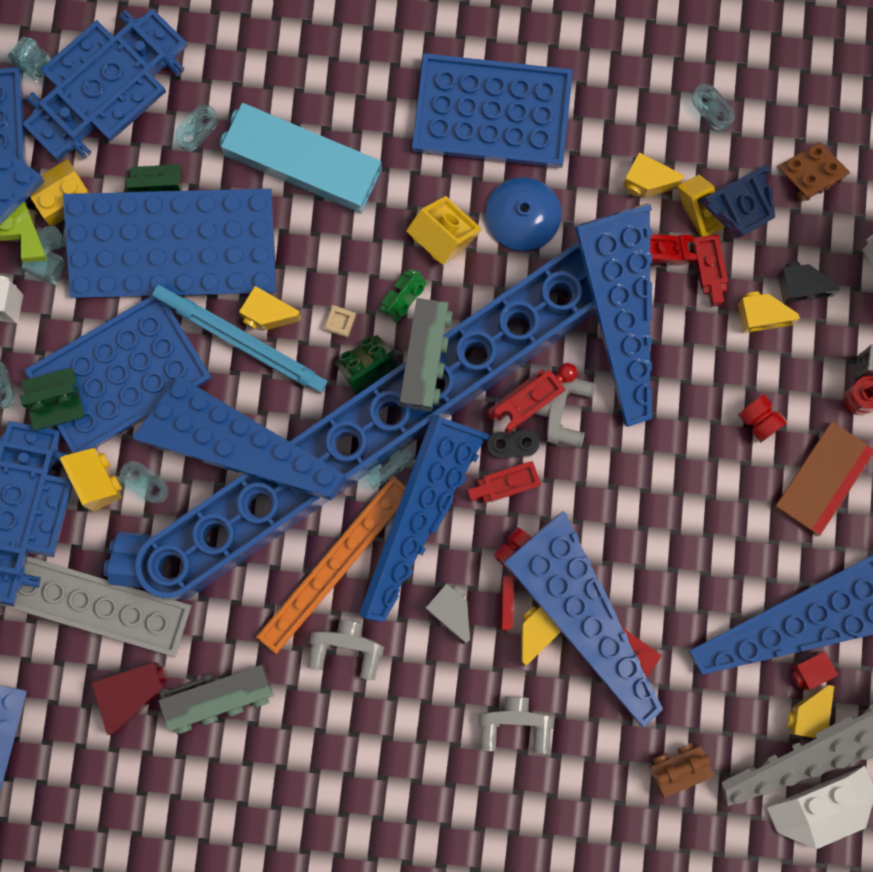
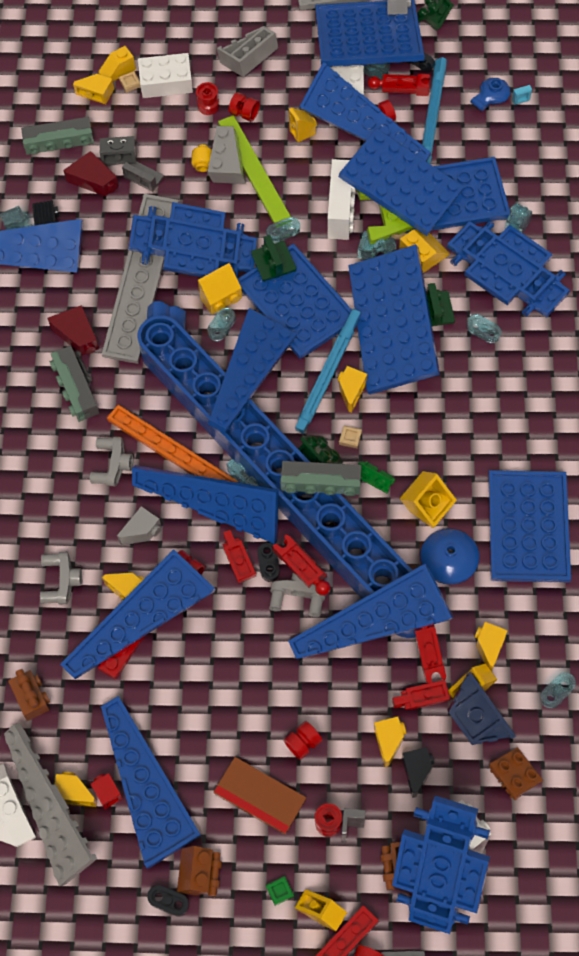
camera: 90 degrees right, 15 degrees down
(301, 157) = (470, 398): medium azure brick -> none
(507, 603) = (143, 564): red tile -> none

